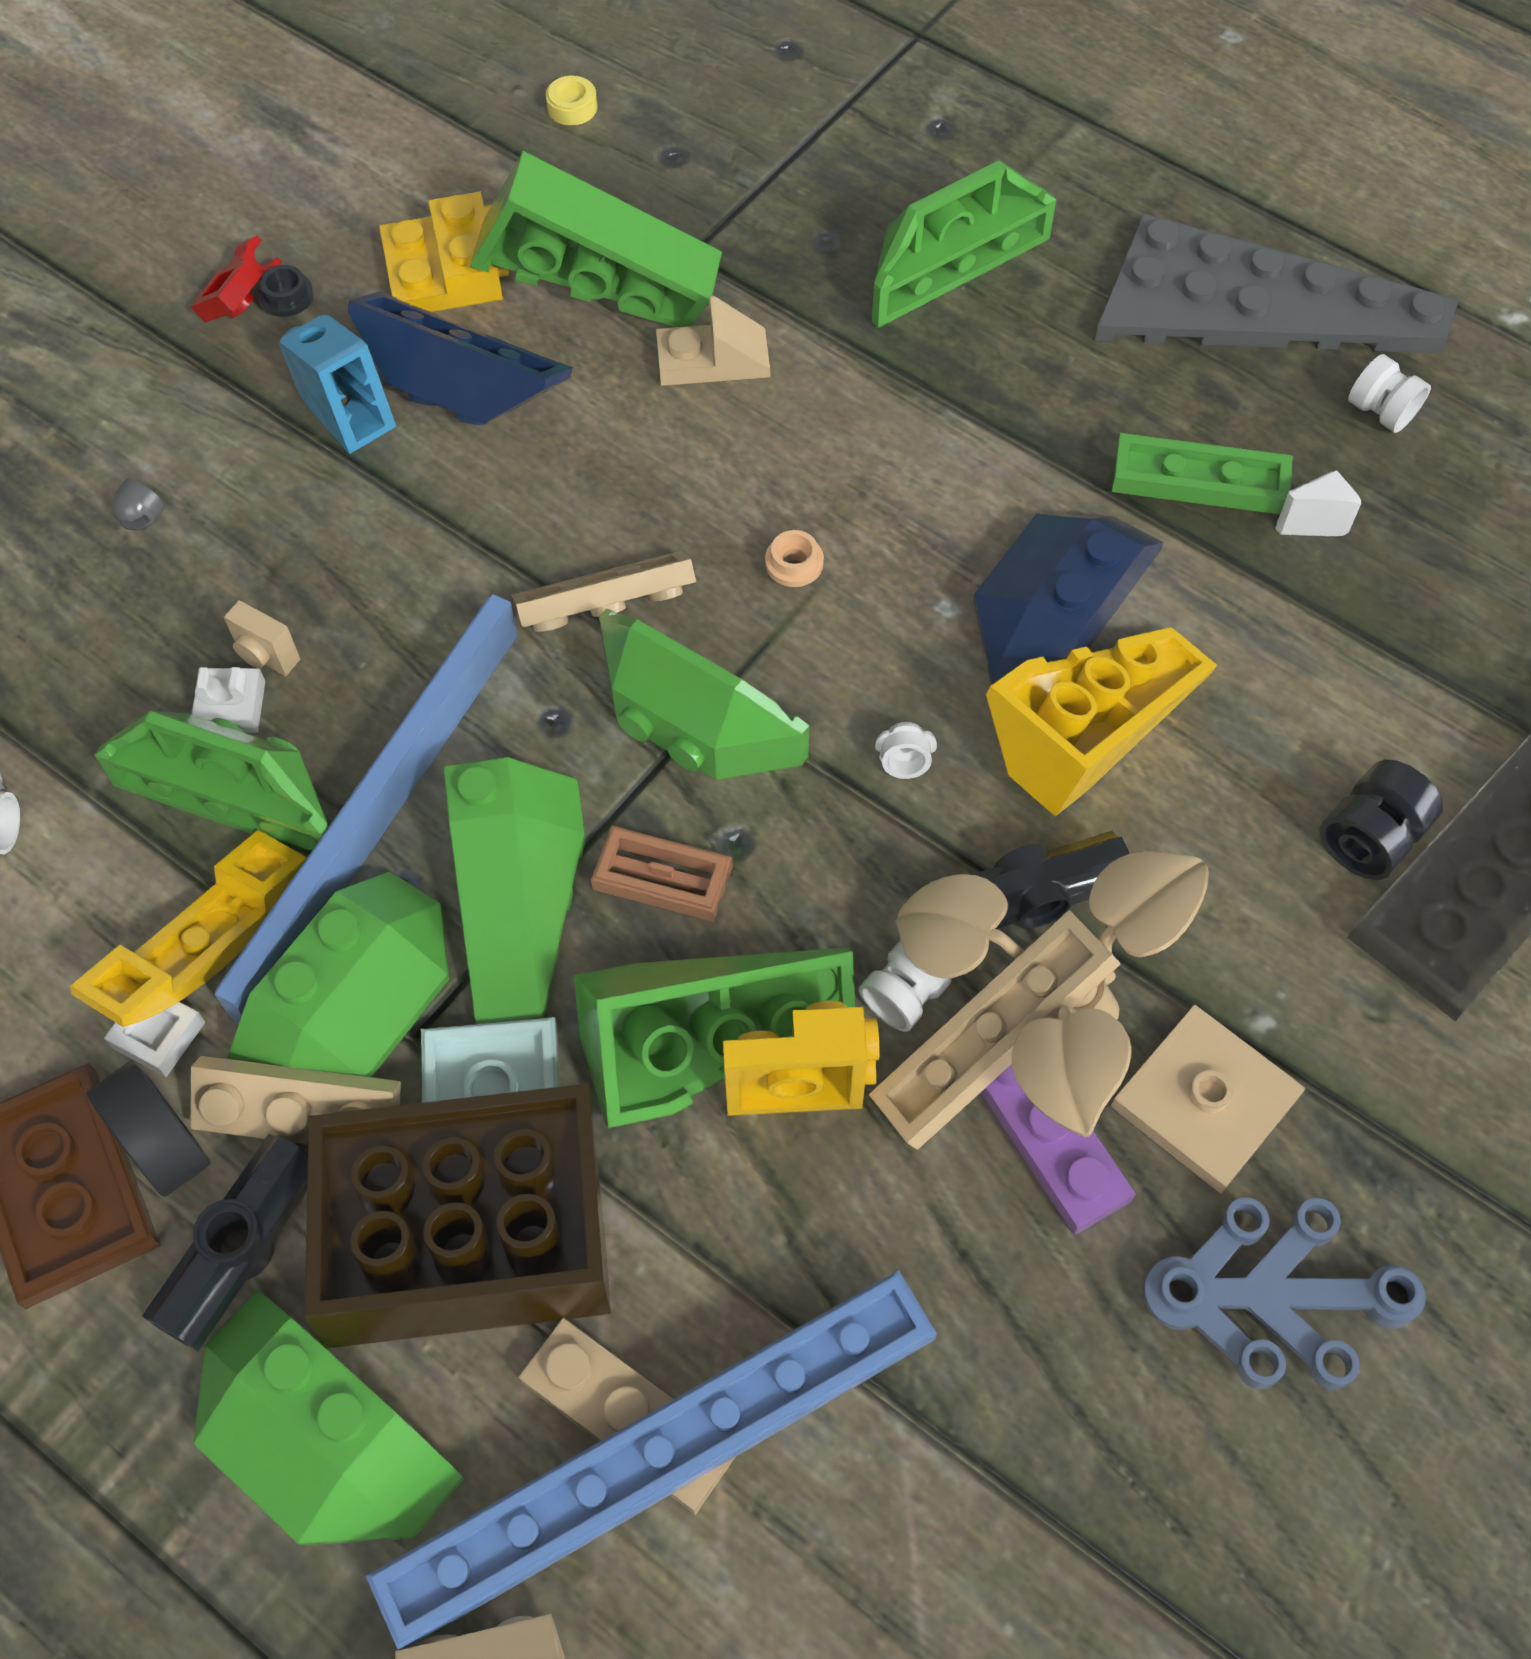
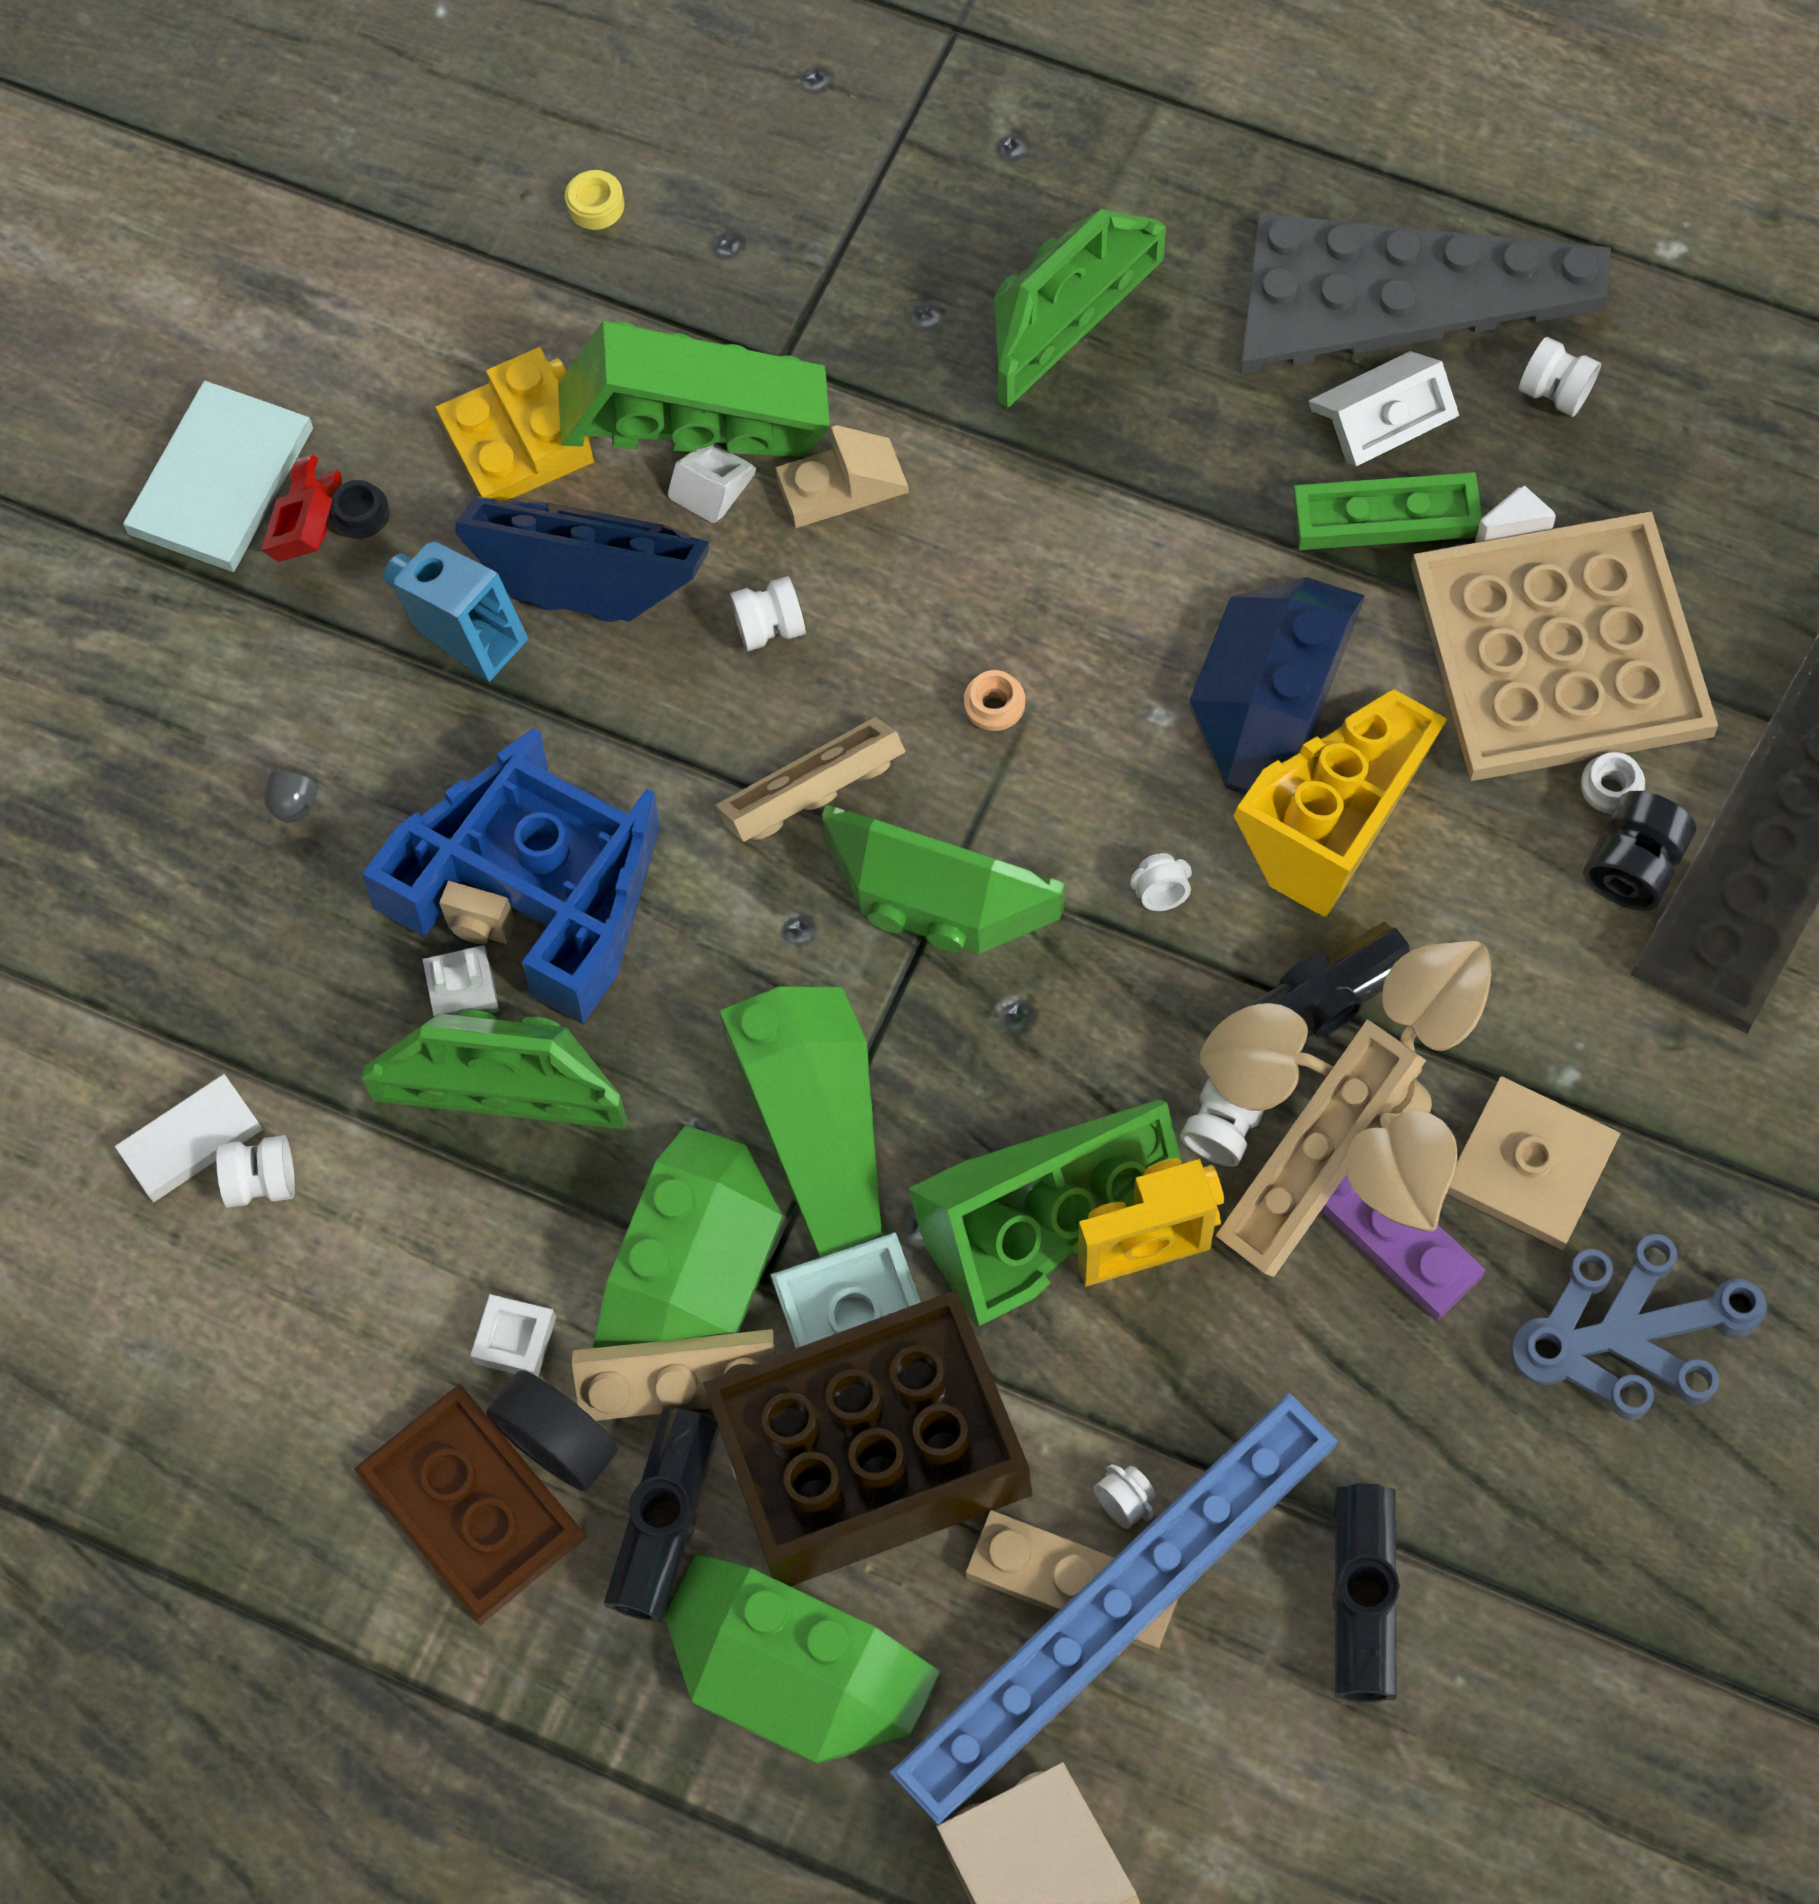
camera: 10 degrees left, 5 degrees up
(177, 245) = (218, 476): none -> light aqua tile
(197, 941) = (527, 1232): yellow slope -> none
(338, 595) = (542, 848): none -> blue wedge
(375, 798) = (650, 1065): medium blue tile -> none
(596, 331) = (709, 481): none -> white slope
(609, 443) = (767, 613): none -> white wheel
(656, 894) = (955, 1086): nougat tile -> none
(705, 1337) = (1125, 1495): none -> white plate
(916, 1553) = (1365, 1634): none -> black piece
(1224, 389) = (1388, 406): none -> white panel
(1344, 624) = (1562, 646): none -> tan plate
(1367, 740) = (1614, 767): none -> white plate

